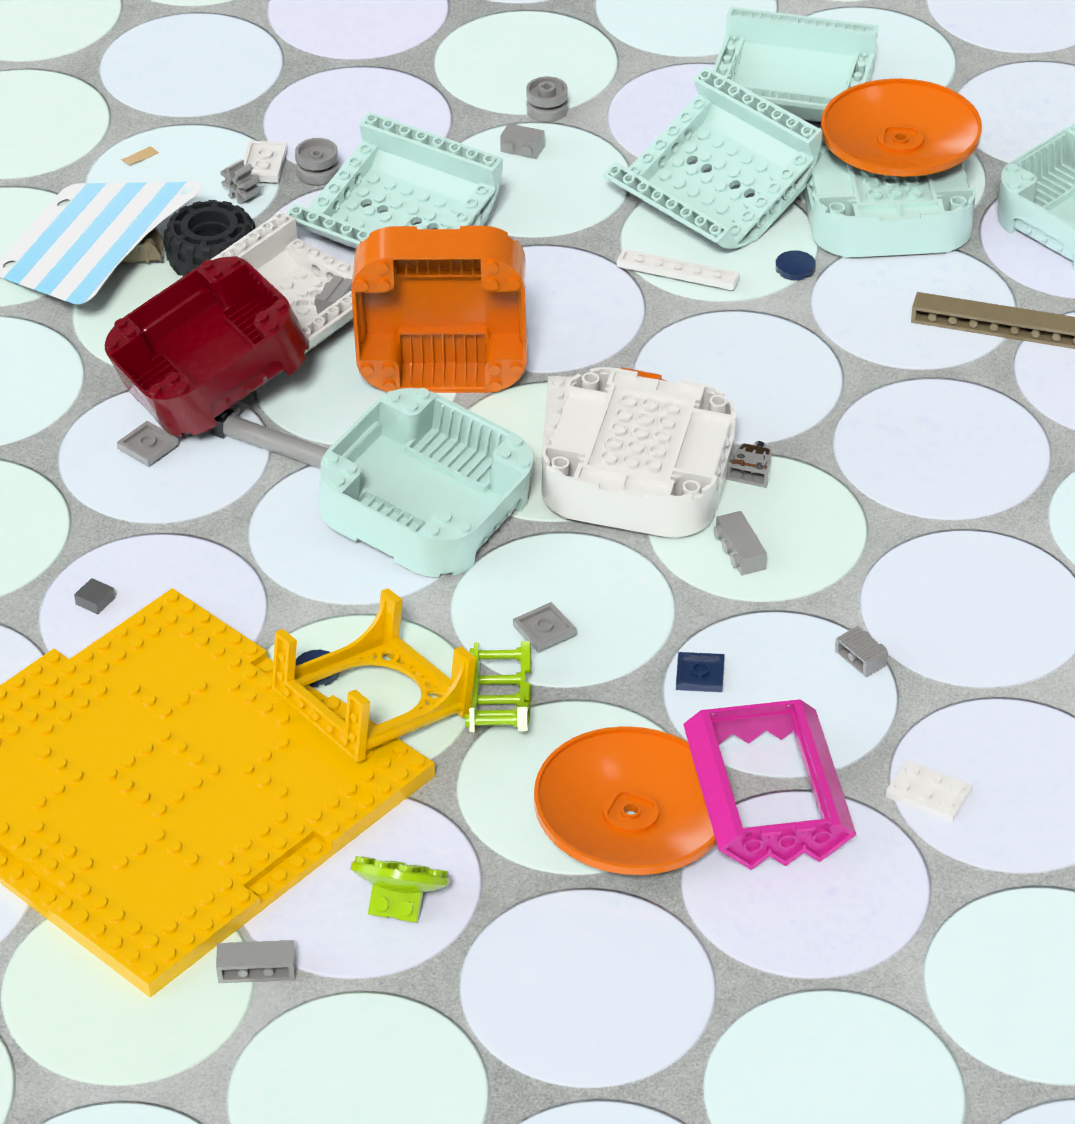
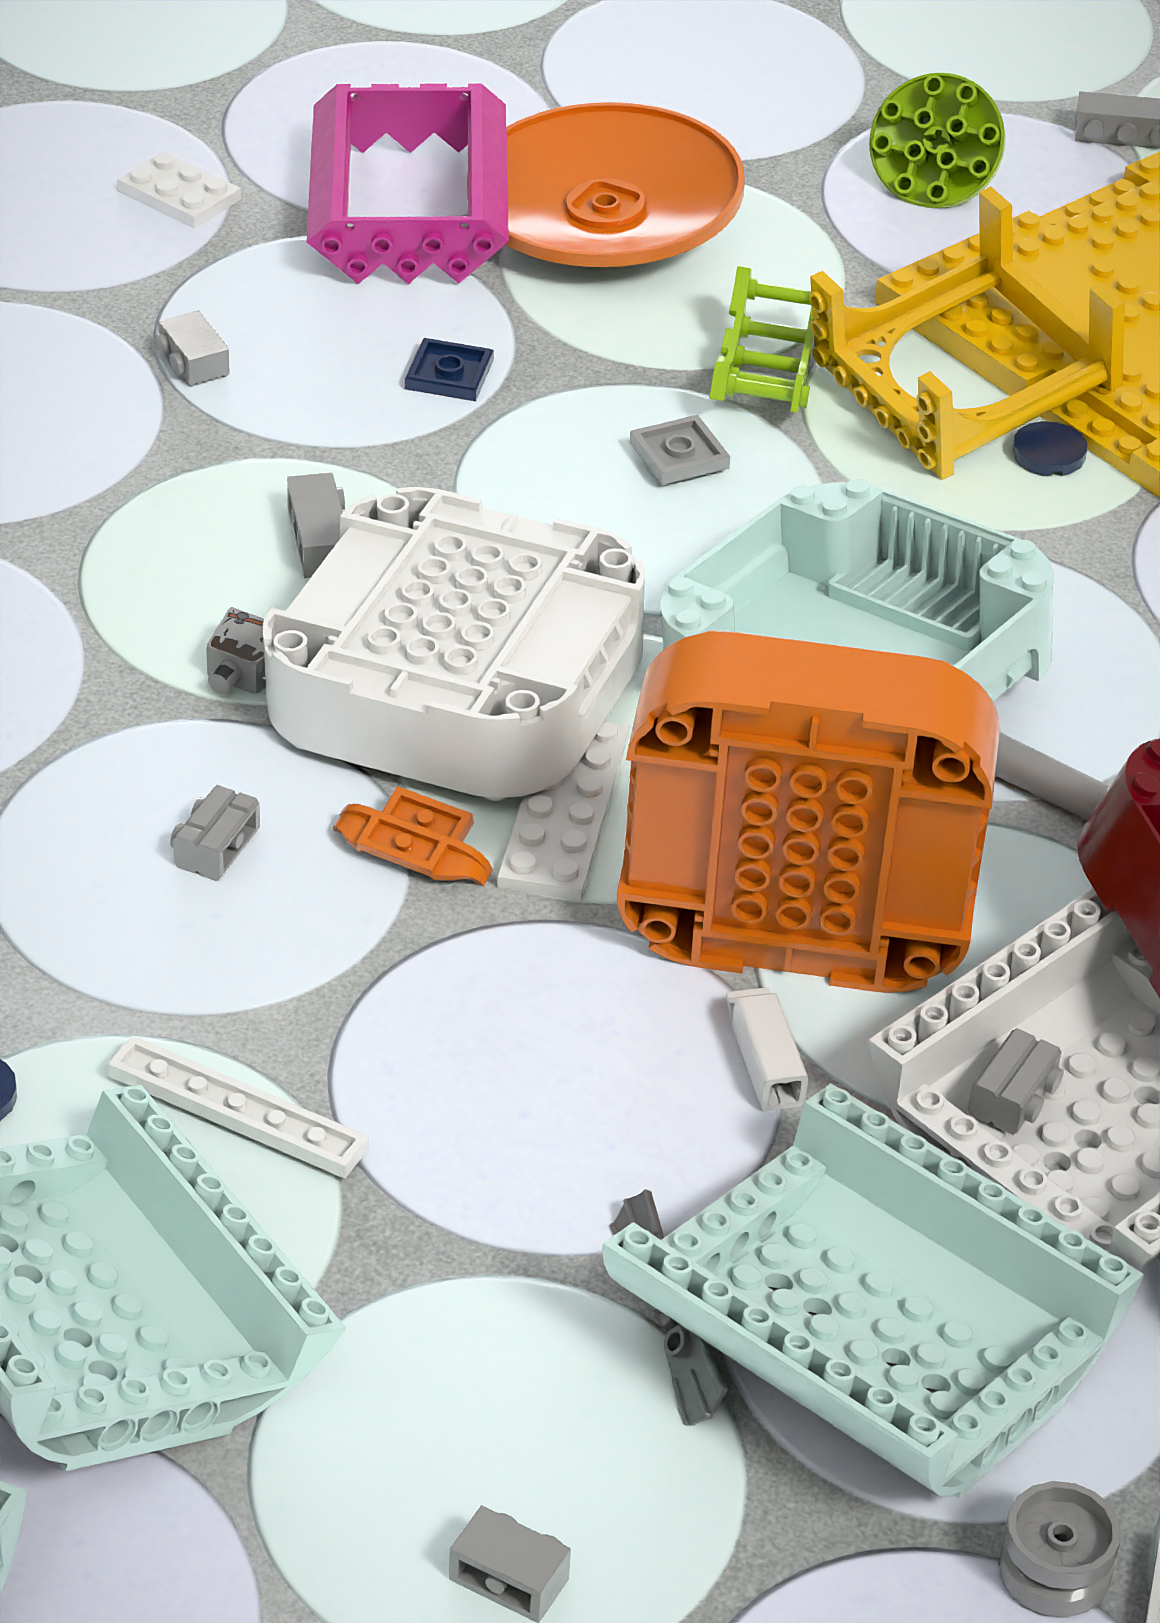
camera: 175 degrees left, 0 degrees up
(732, 373) = (215, 832): none -> light grey brick

